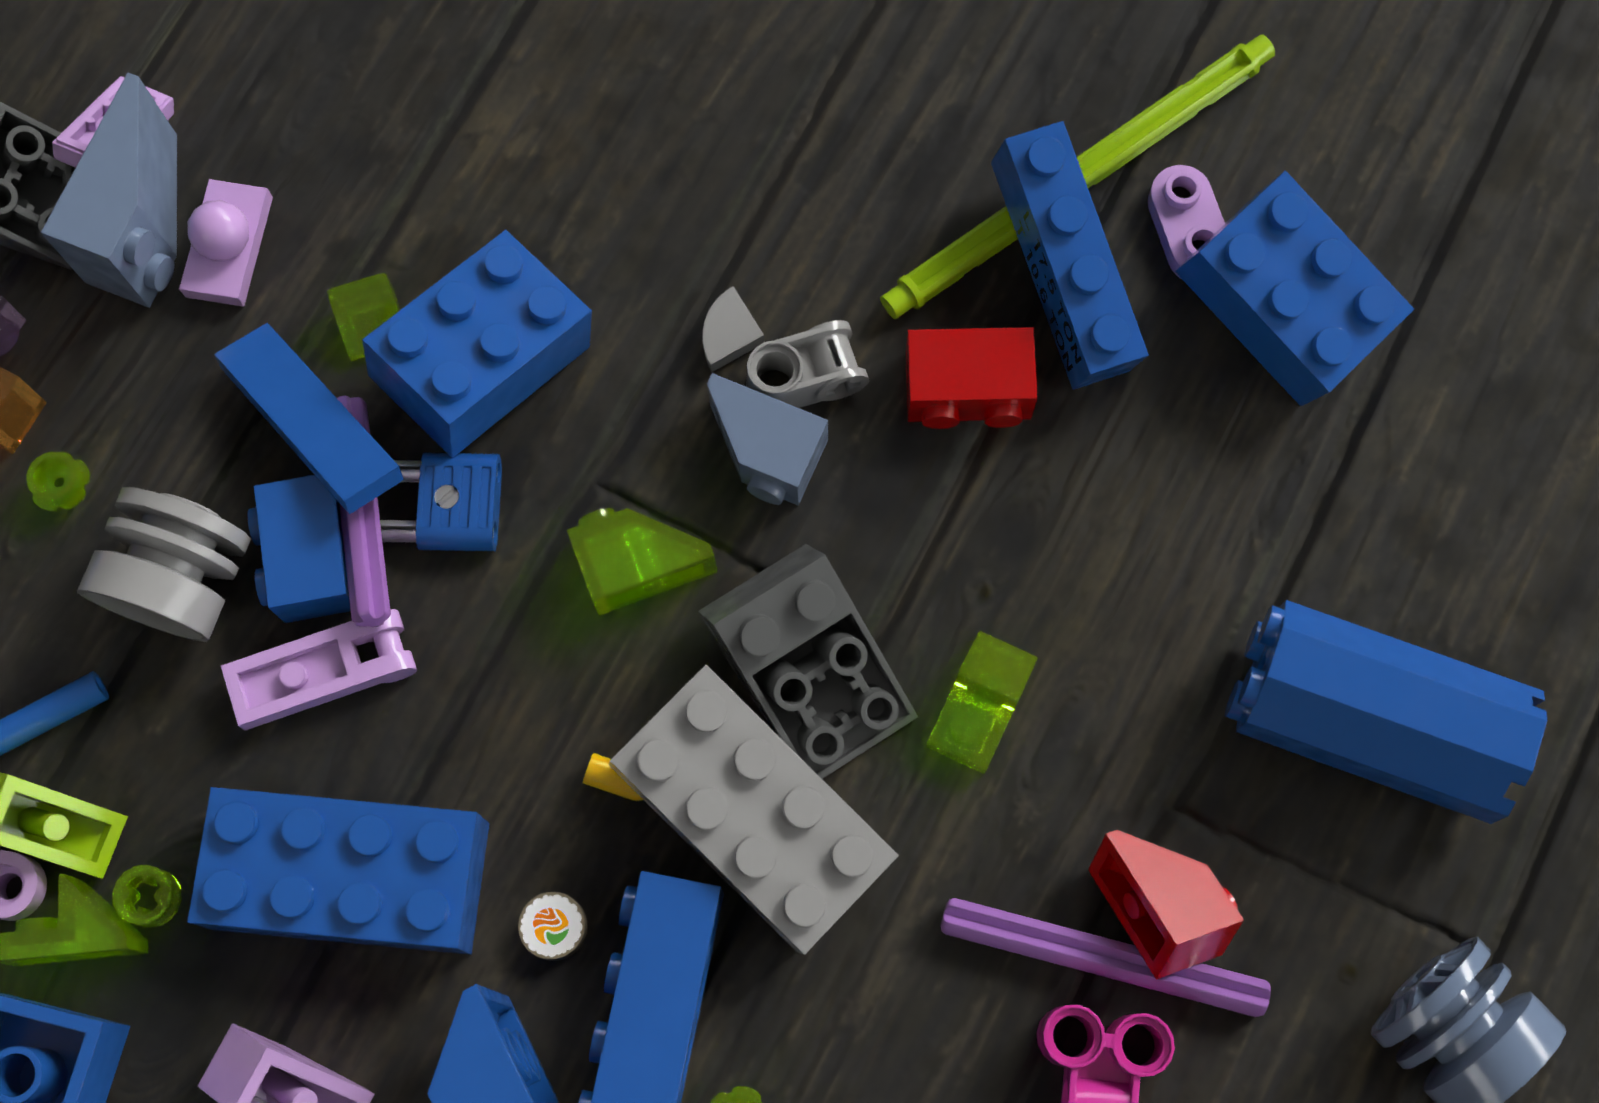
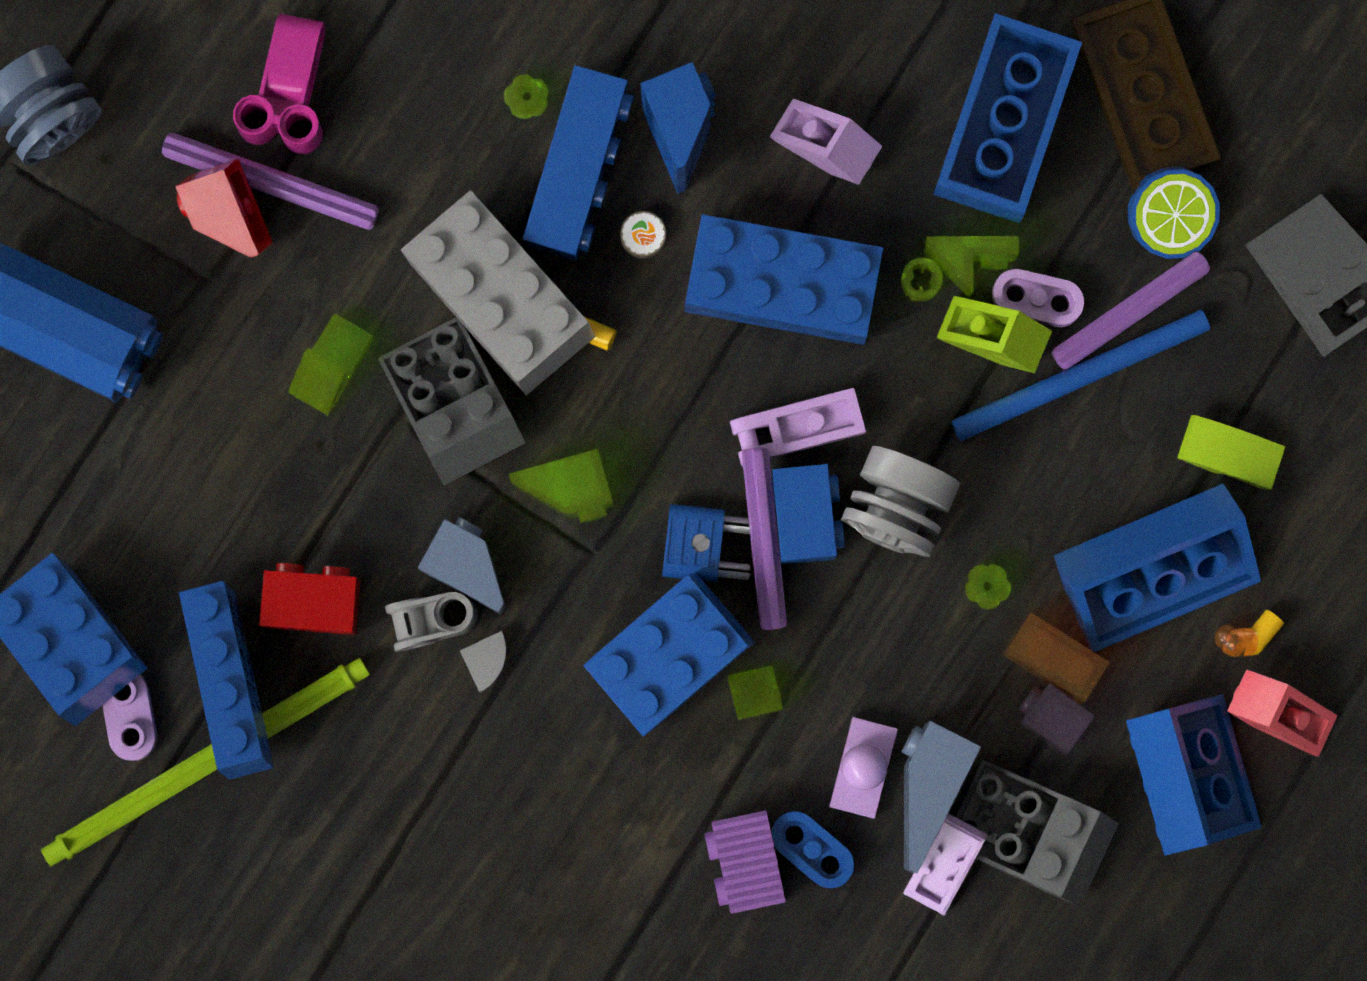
camera: 175 degrees left, 10 degrees up
(292, 138) = (812, 849): none -> blue plate
(309, 418) = (797, 608): blue tile -> none
(370, 111) = (746, 862): none -> medium lavender brick

